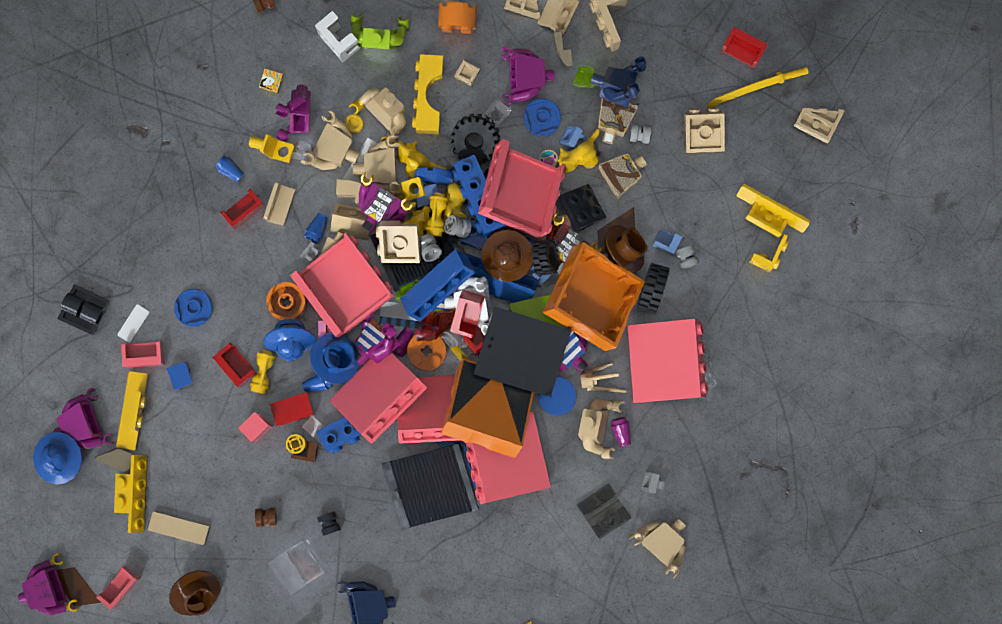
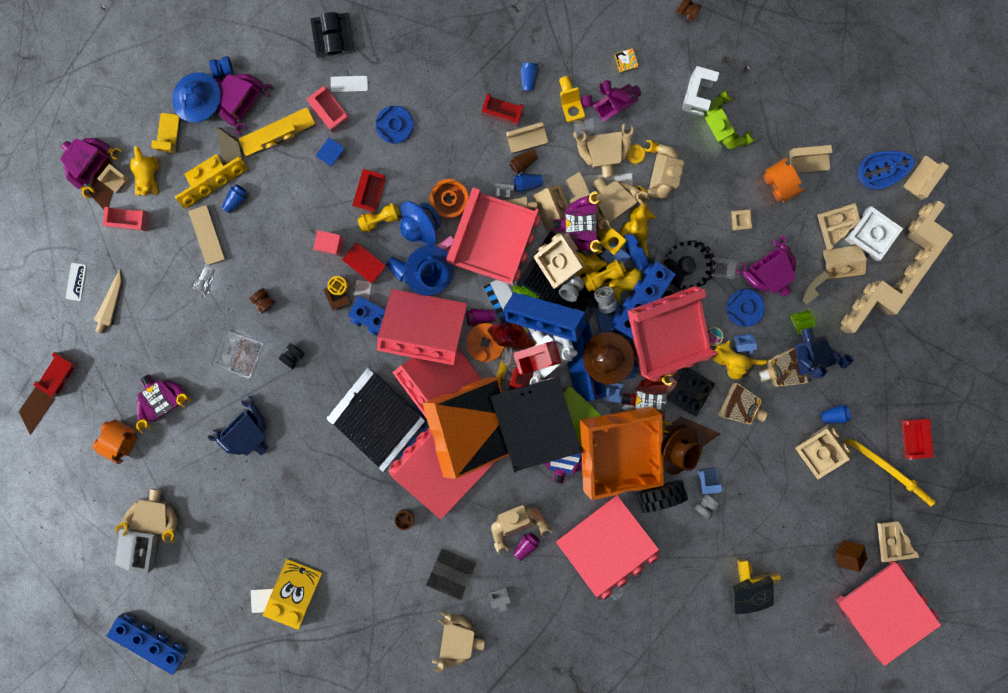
camera: 55 degrees right, 5 degrees up
(43, 424) = (221, 67): none -> blue wheel
(70, 504) = (167, 133): none -> yellow bracket
(77, 575) = (113, 178): none -> tan panel
(88, 545) = (143, 170): none -> yellow animal
(163, 483) = (234, 198): none -> blue cone
(194, 593) = (161, 285): reddish brown helmet -> none
(216, 557) = (204, 280): none -> clear cone
(296, 221) = (522, 161): none -> reddish brown cone
(375, 341) = (465, 295): magenta torso -> none
(430, 70) = (723, 188): yellow arch -> none
(531, 519) = (406, 521): none -> reddish brown wheel
(545, 257) = (628, 390): black tyre -> none
(562, 398) = (520, 481): blue tile -> none
(590, 379) = (551, 491): tan plant -> none
(640, 133) = (786, 399): light grey wheel -> none
(681, 100) = (836, 415): none -> blue cone
(769, 213) = (789, 551): yellow bracket -> none
(787, 268) = (753, 597): none -> black slope
(807, 165) = (851, 556): none -> reddish brown panel
(874, 165) = (889, 613): none -> coral panel

